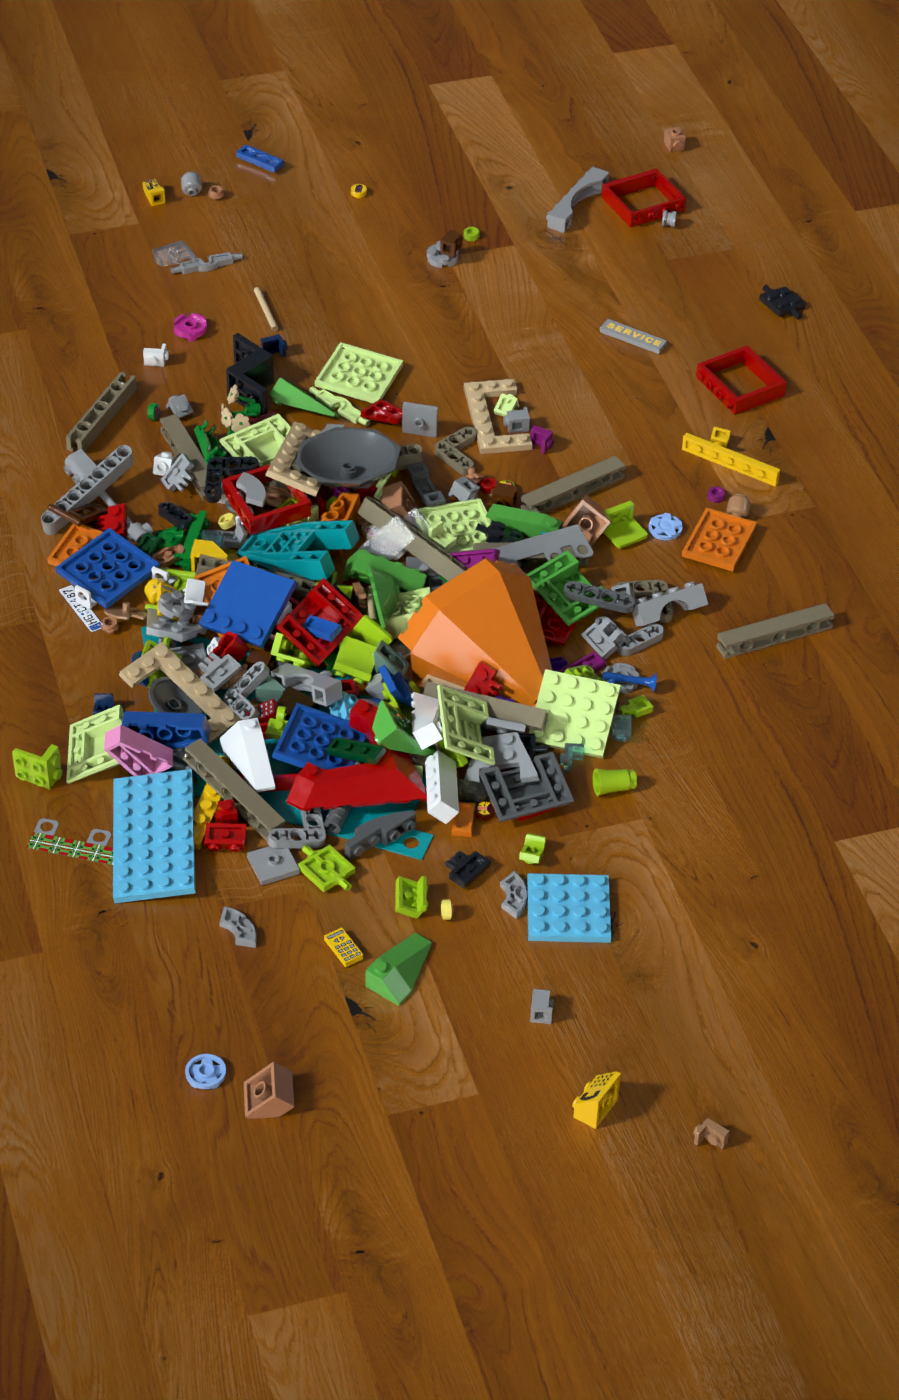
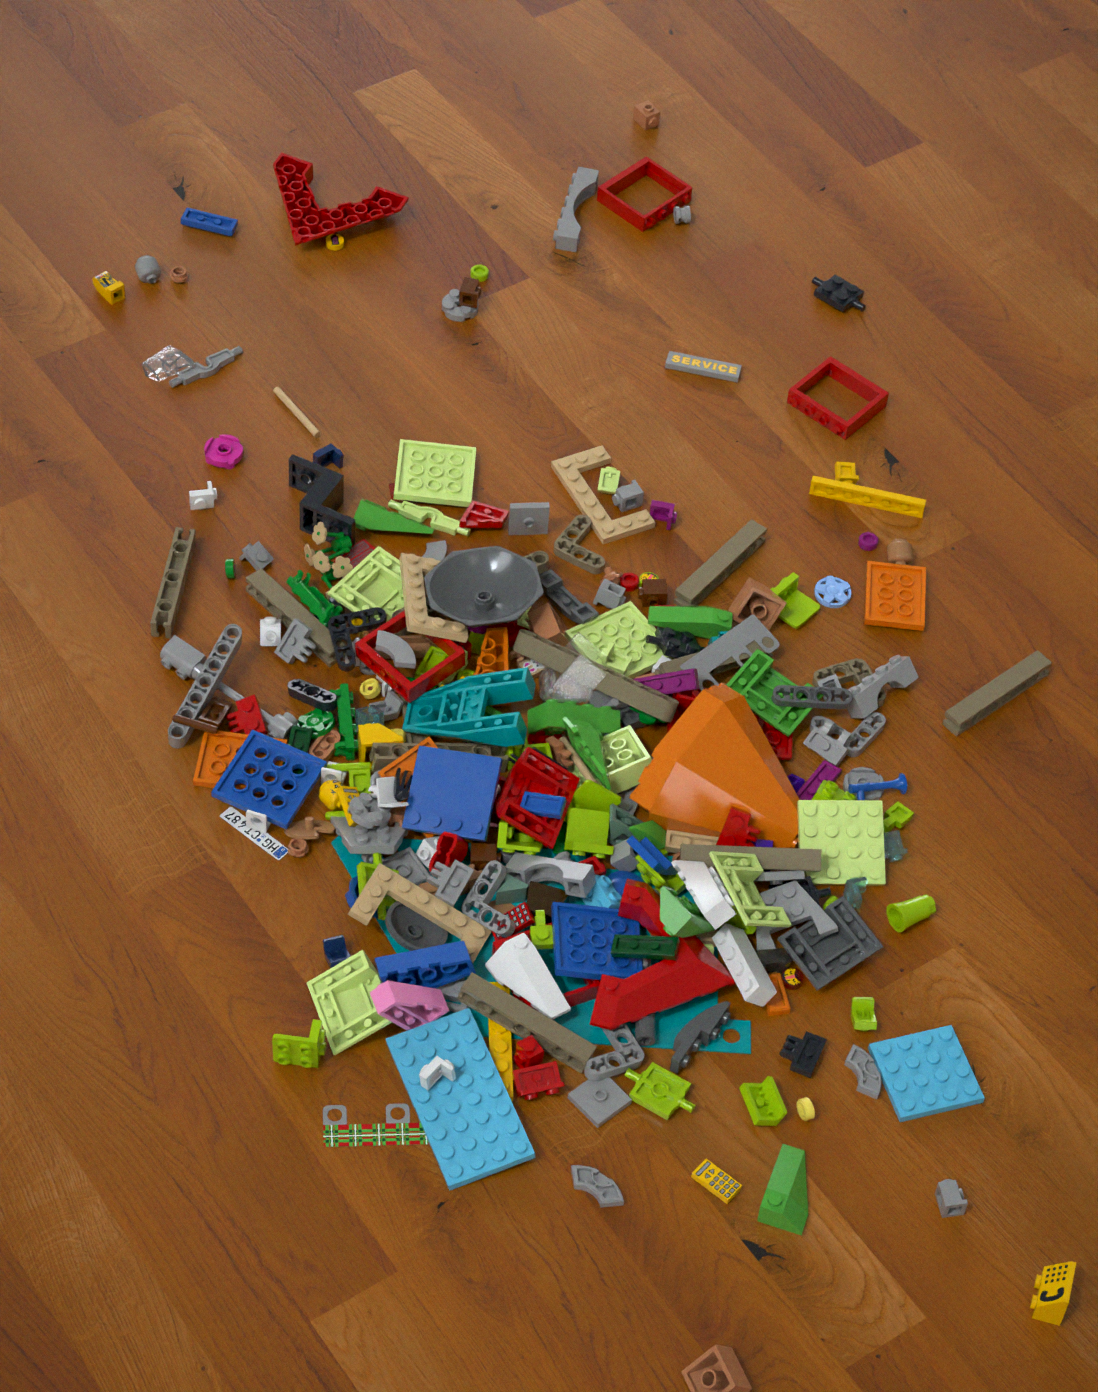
camera: 20 degrees left, 5 degrees up
(138, 807) = (434, 1070): none -> white bracket
(204, 593) = (401, 792): none -> black piece
(205, 1073) = (636, 1370): light blue wheel -> none
(341, 169) = (312, 222): none -> red wedge
(410, 670) = (651, 831): none -> bright green slope

